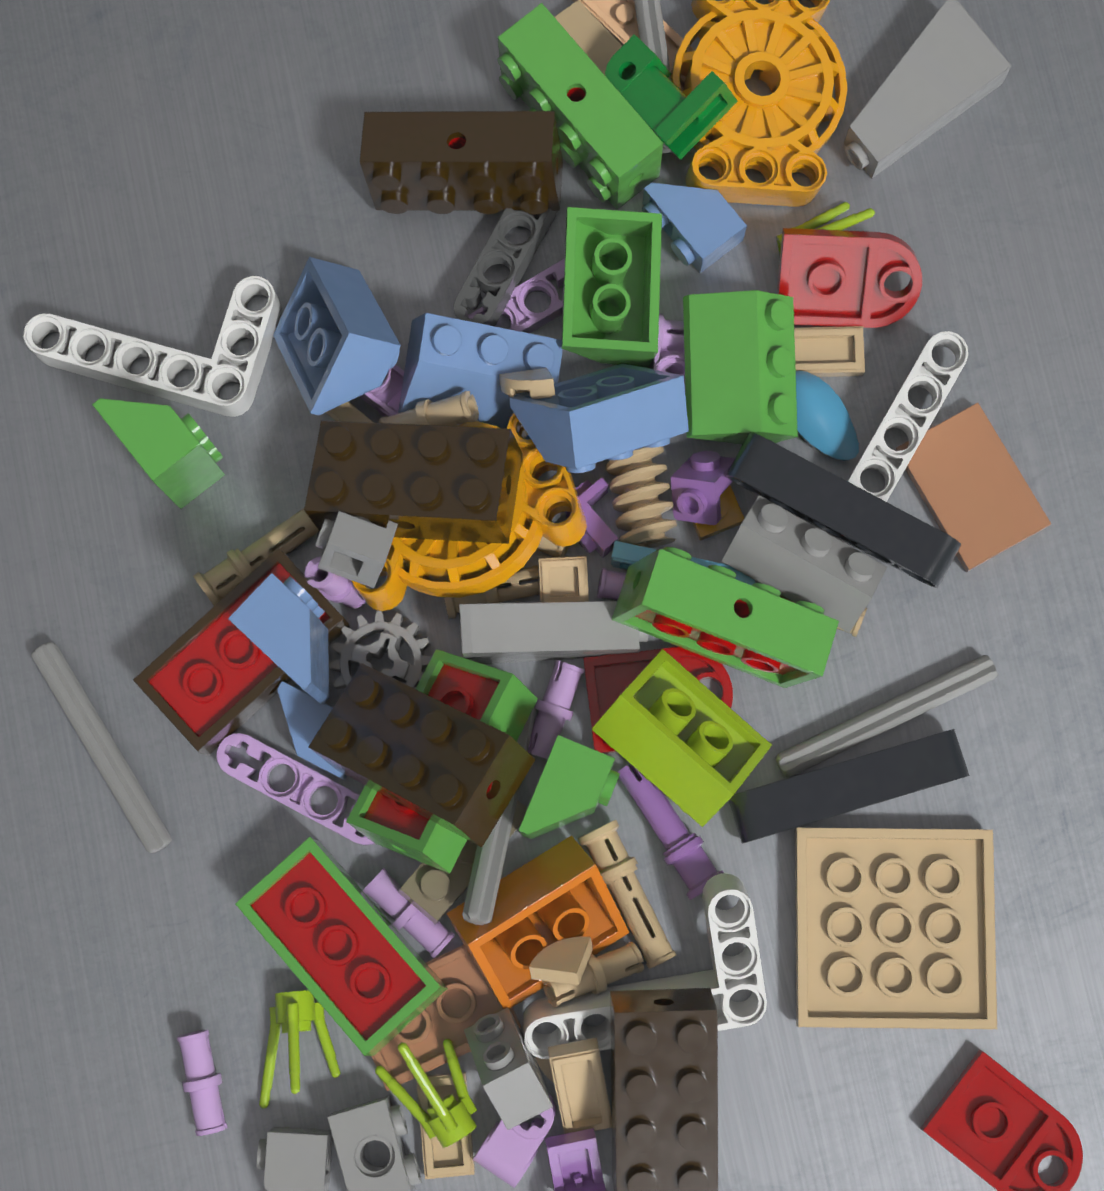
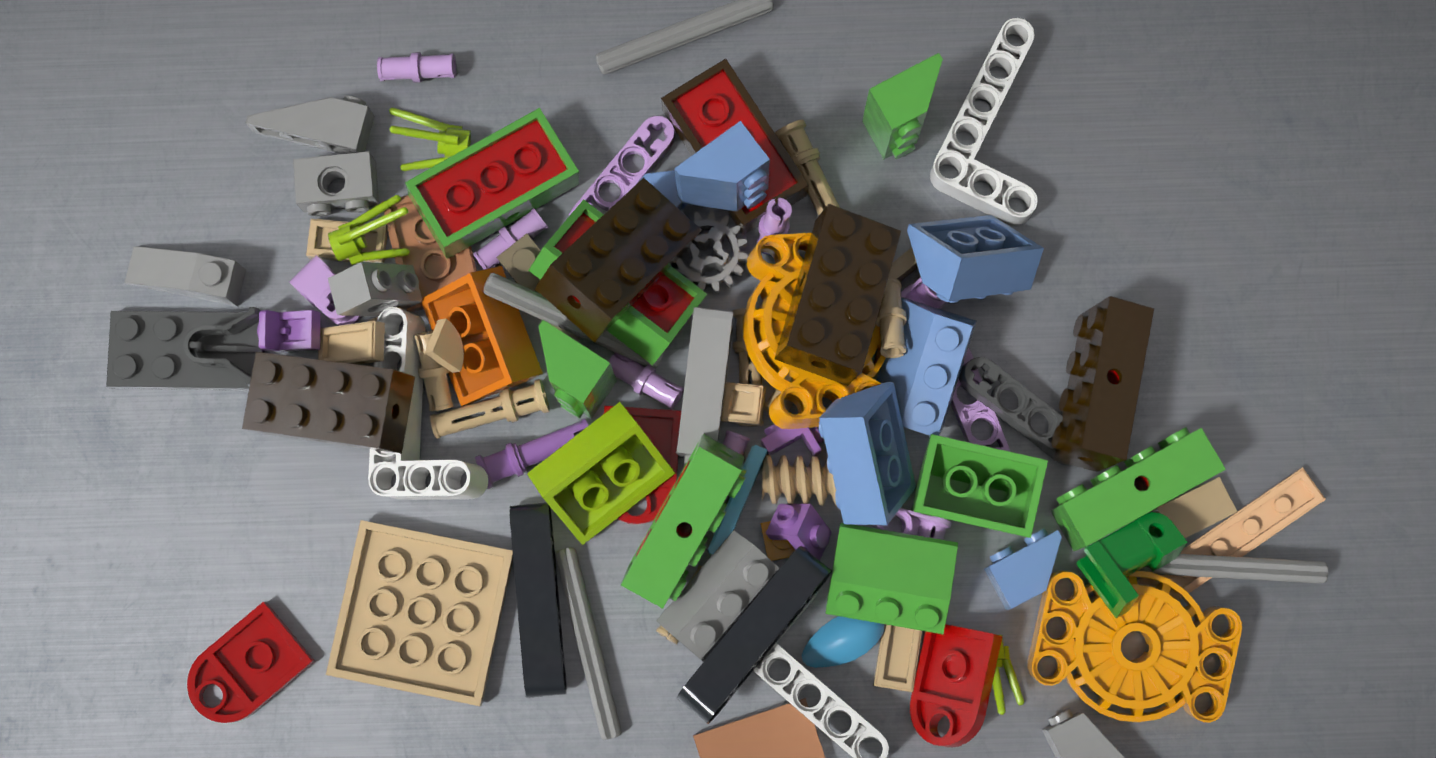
camera: 100 degrees right, 0 degrees up
(355, 547) = (791, 237): light grey brick -> none
(537, 382) = (903, 402): tan tile -> none

